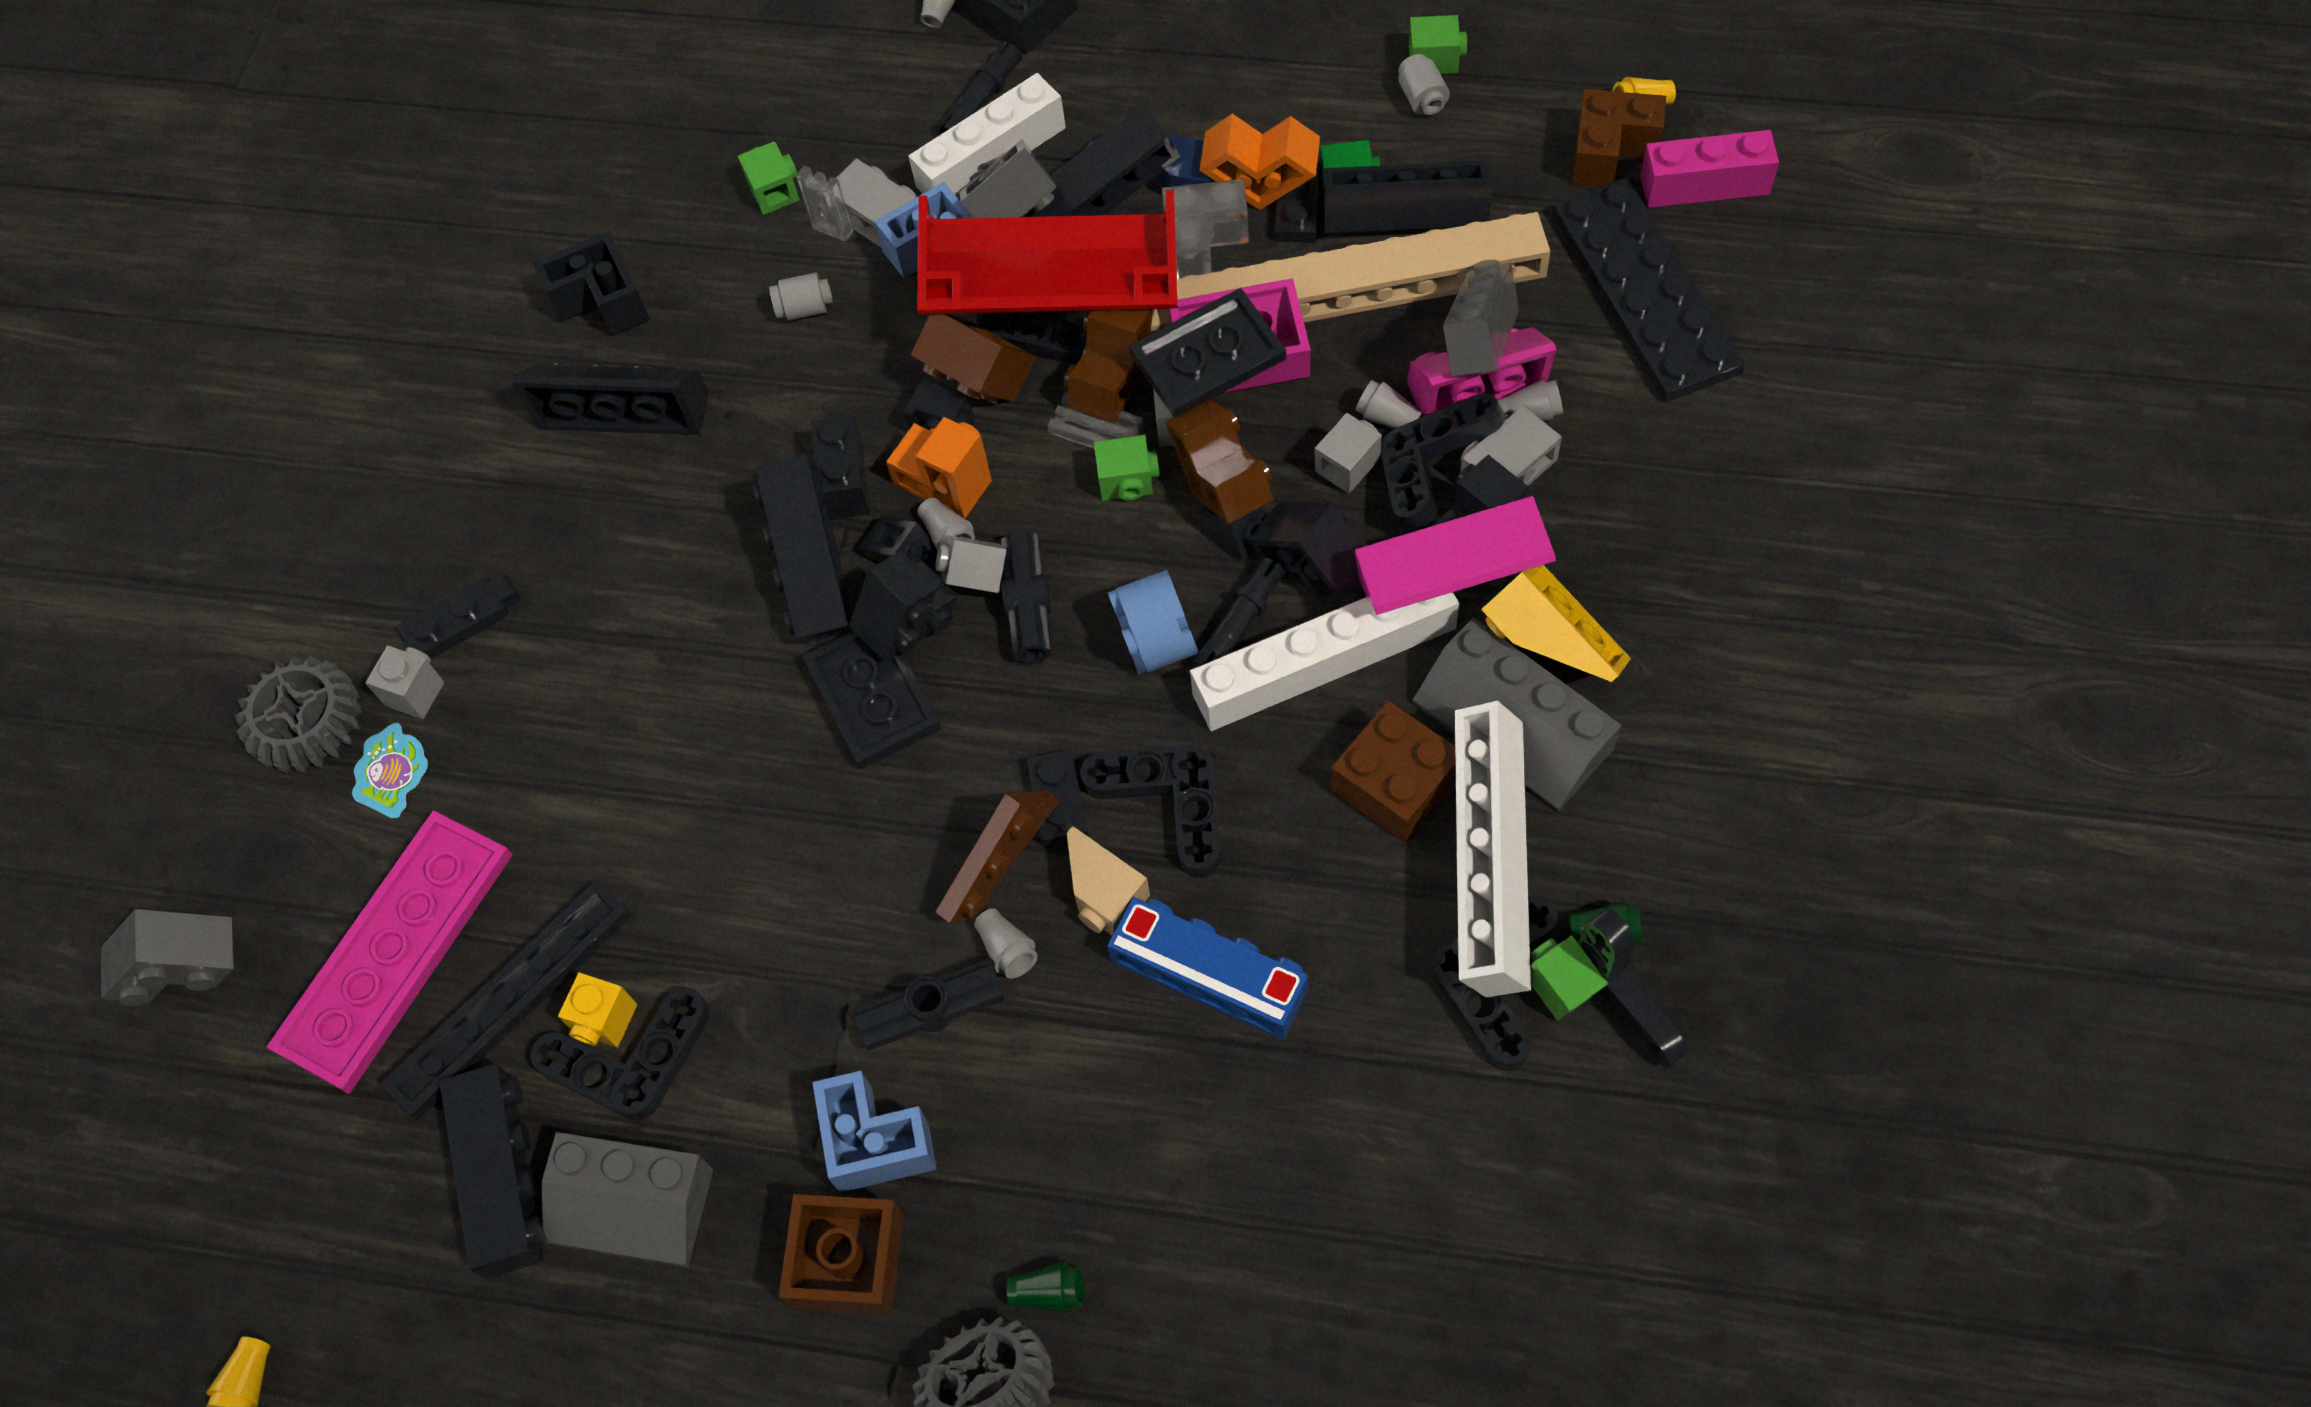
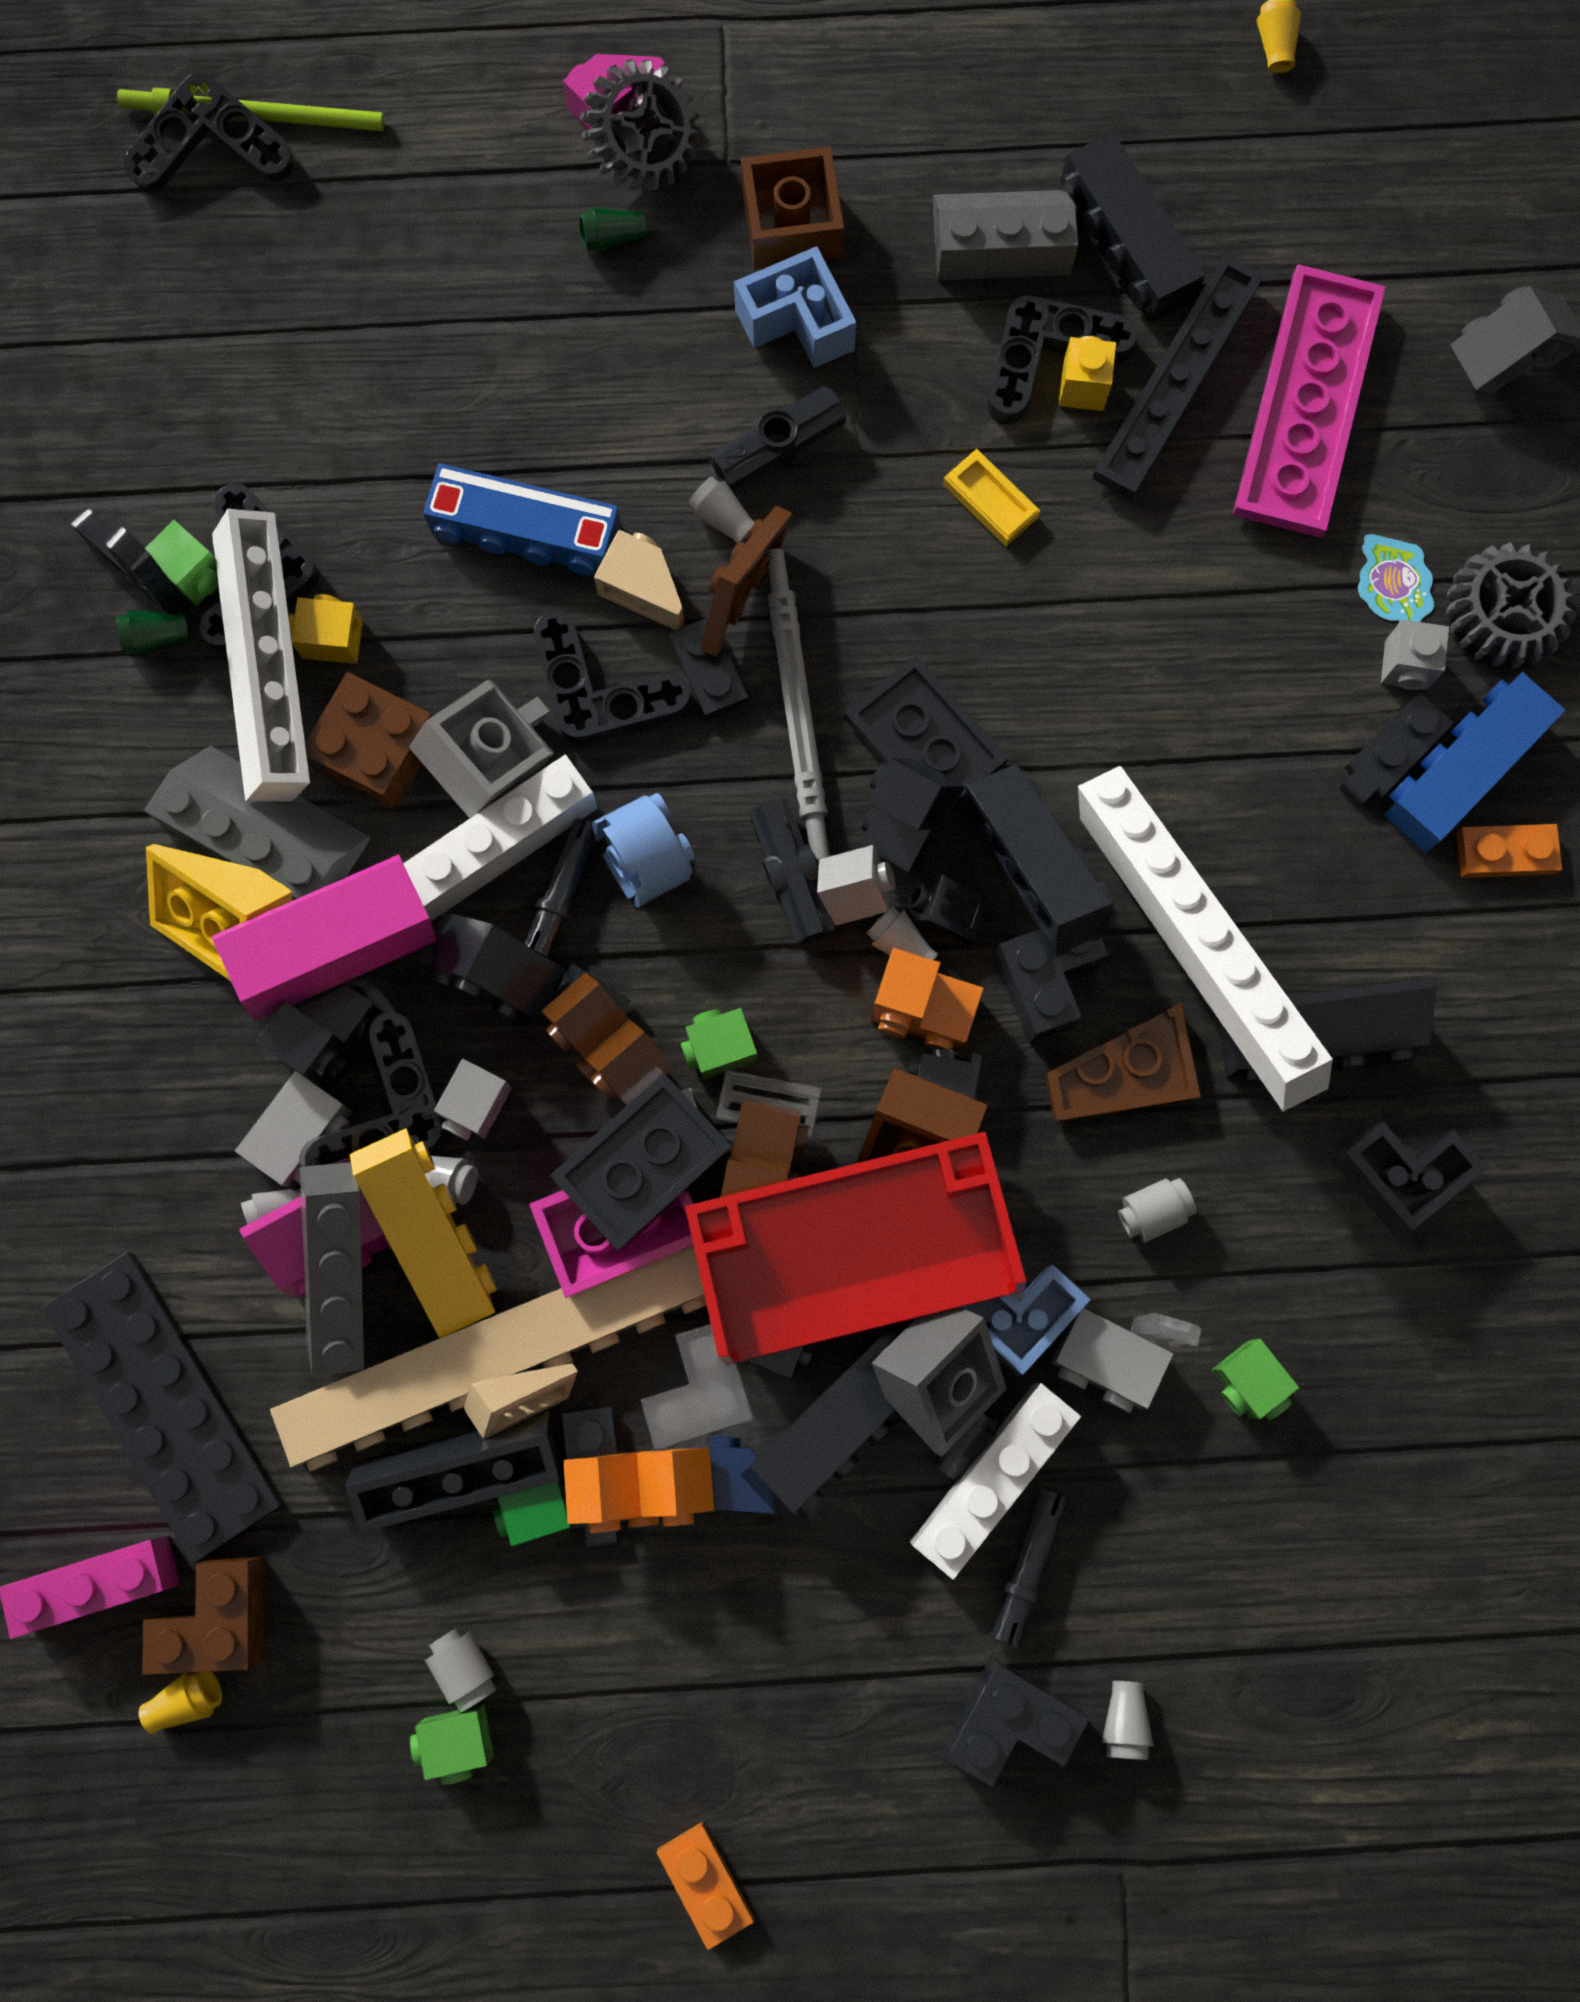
camera: 160 degrees right, 15 degrees up
(395, 586) = (1474, 761): none -> blue brick
(400, 520) = (1509, 850): none -> orange plate
(689, 444) = (1205, 940): none -> white brick
(736, 916) = (991, 497): none -> yellow tile
(786, 398) = (1129, 1073): none -> reddish brown wing
(983, 733) = (797, 705): none -> light grey axle
(1282, 732) = (482, 746): none -> light grey hinge
(1355, 227) = (513, 1398): none -> tan slope
(1402, 338) = (422, 1232): none -> yellow brick
(1426, 891) = (326, 629): none -> yellow brick

